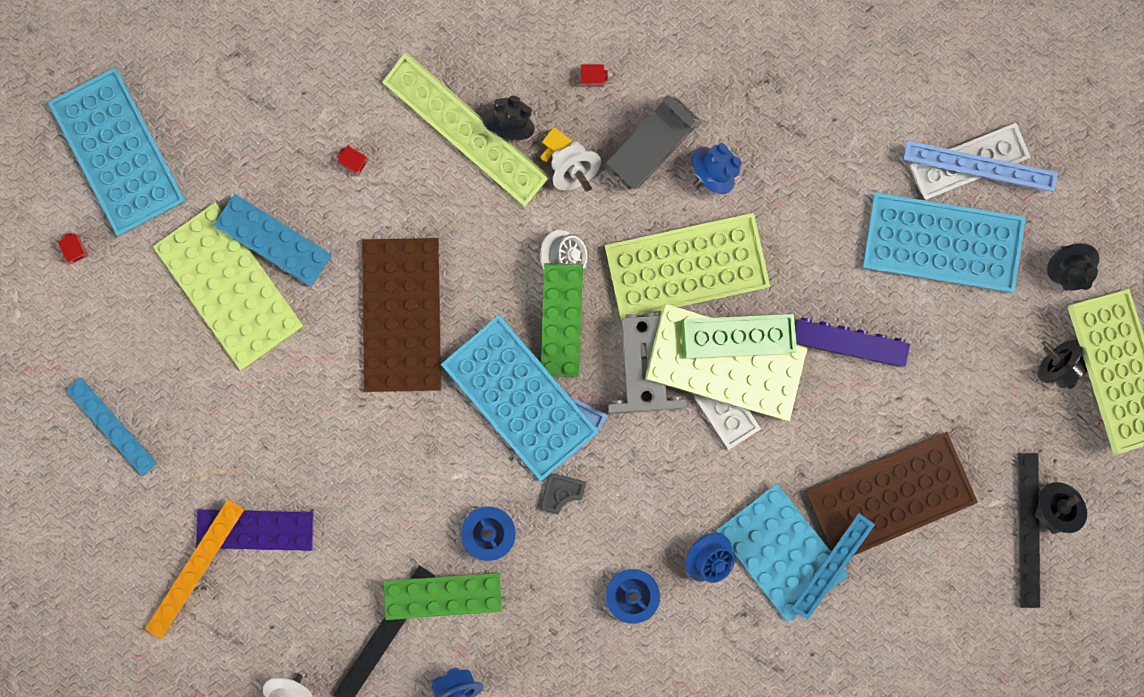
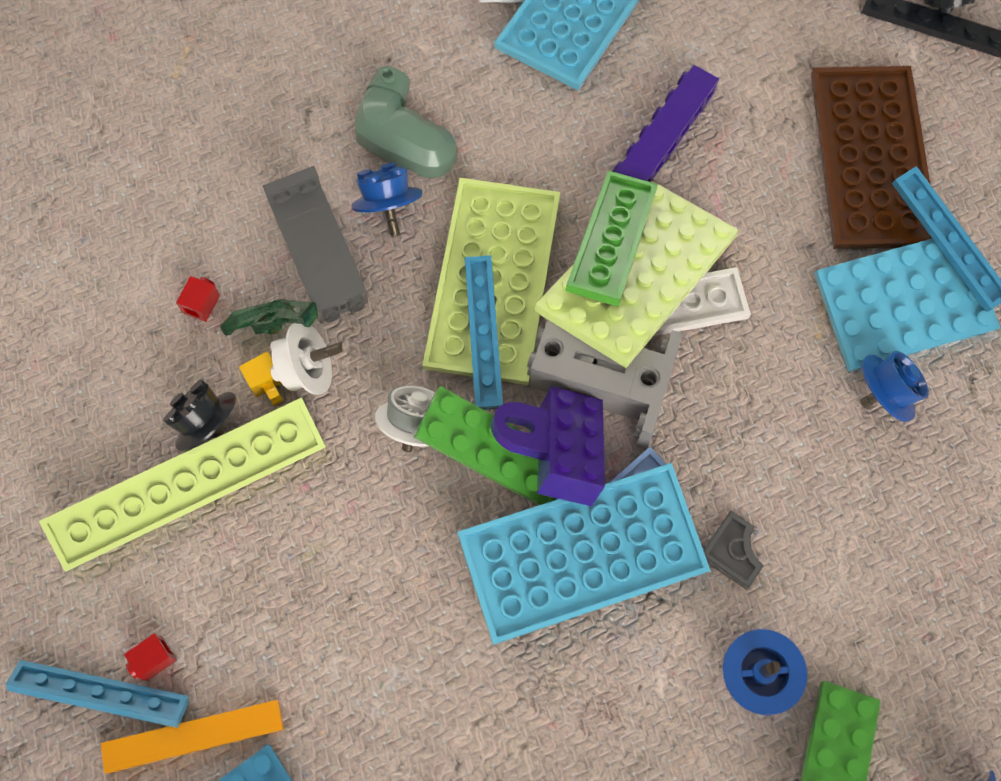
camera: 65 degrees left, 15 degrees down
(318, 207) = (191, 736): none -> light orange tile
(320, 139) = (98, 693): none -> dark azure plate
(401, 315) = (400, 677): reddish brown plate -> none
(582, 357) = (563, 438): none -> dark purple brick
(595, 132) = (271, 316): none -> clear green plate
(633, 596) = (916, 504): blue piece -> none
(641, 276) = (483, 332): none -> dark azure plate
(771, 155) = (400, 133): none -> sand green piece

